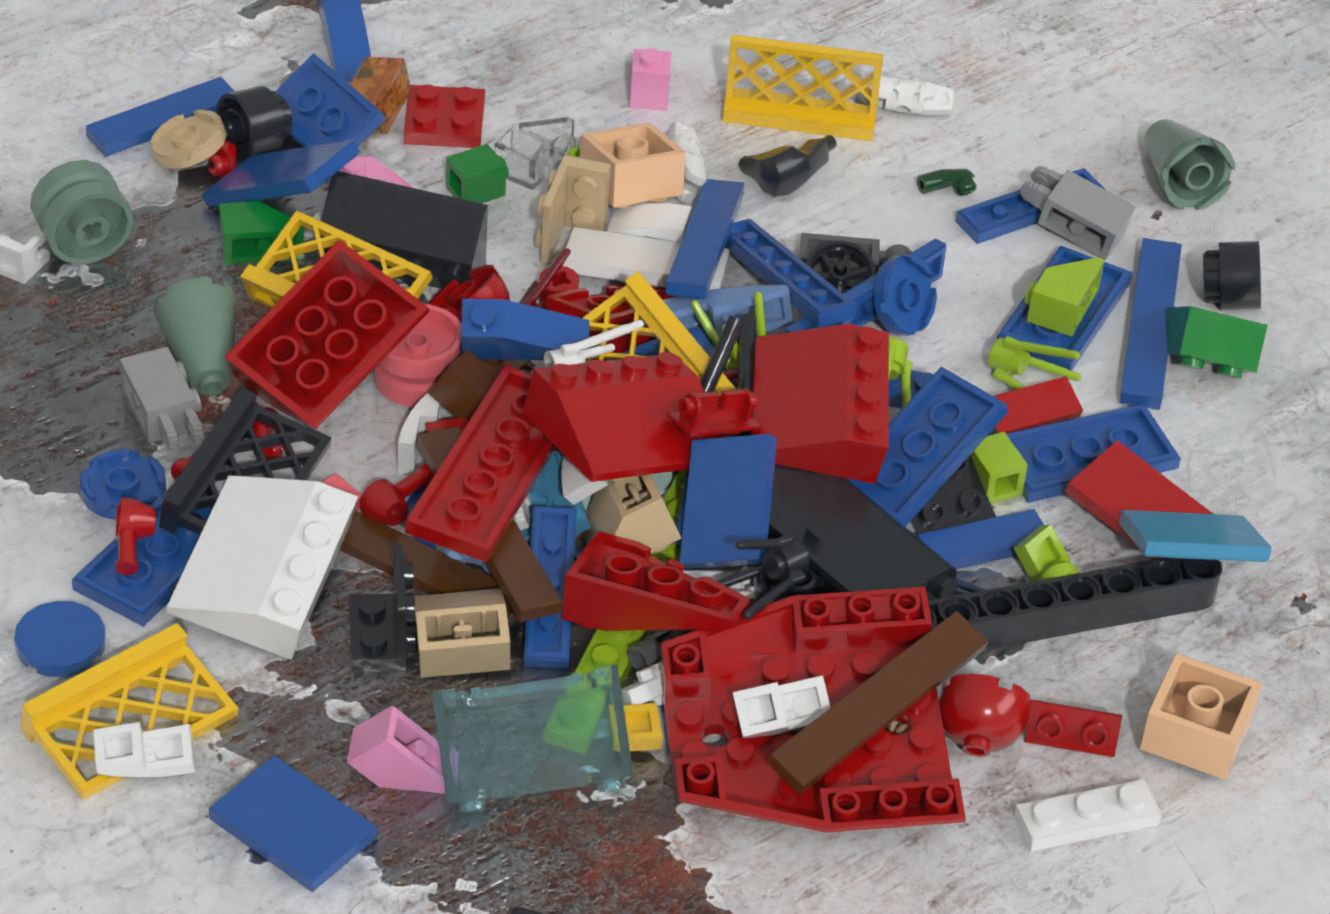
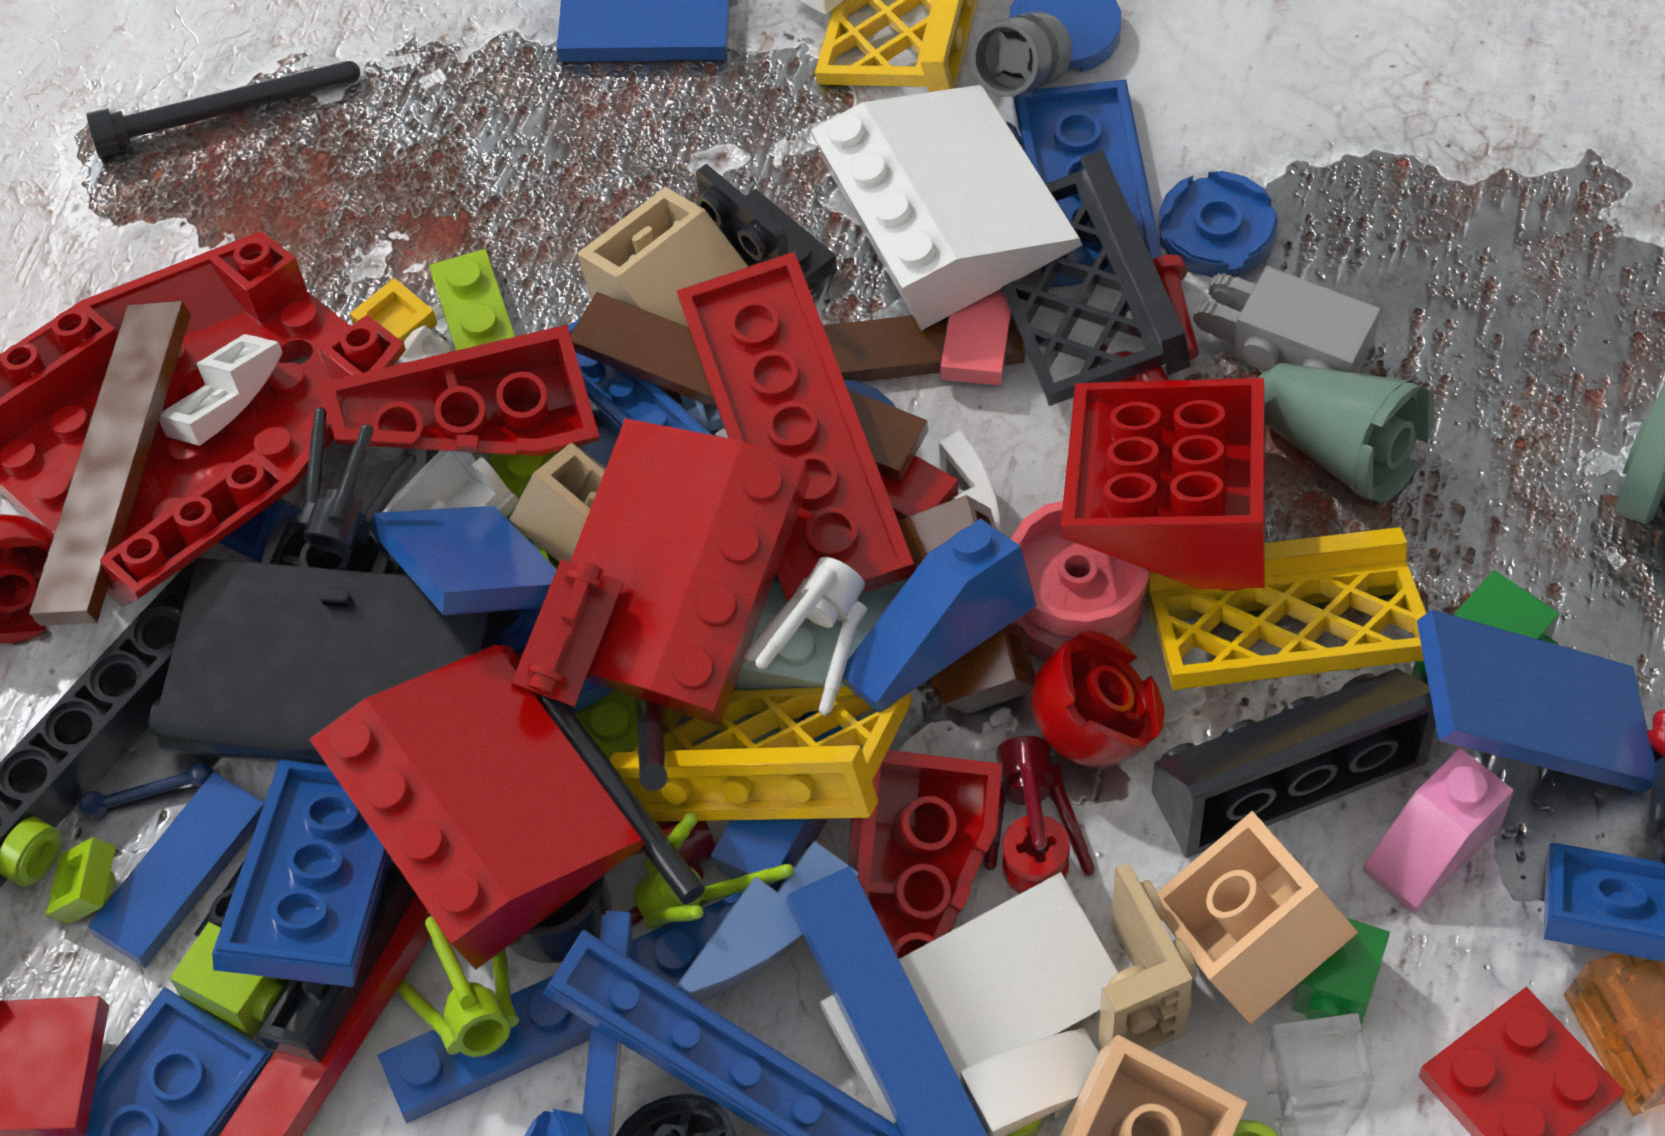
camera: 150 degrees right, 15 degrees up
(129, 599) = (1020, 53): none -> dark grey wheel
(133, 522) = (1126, 142): red bar -> none
(386, 501) = (905, 376): red bar -> none
(396, 753) = (598, 119): bright pink slope -> none
(507, 179) = (1252, 917): none -> light nougat brick
(533, 738) = (527, 187): clear light blue windscreen -> none

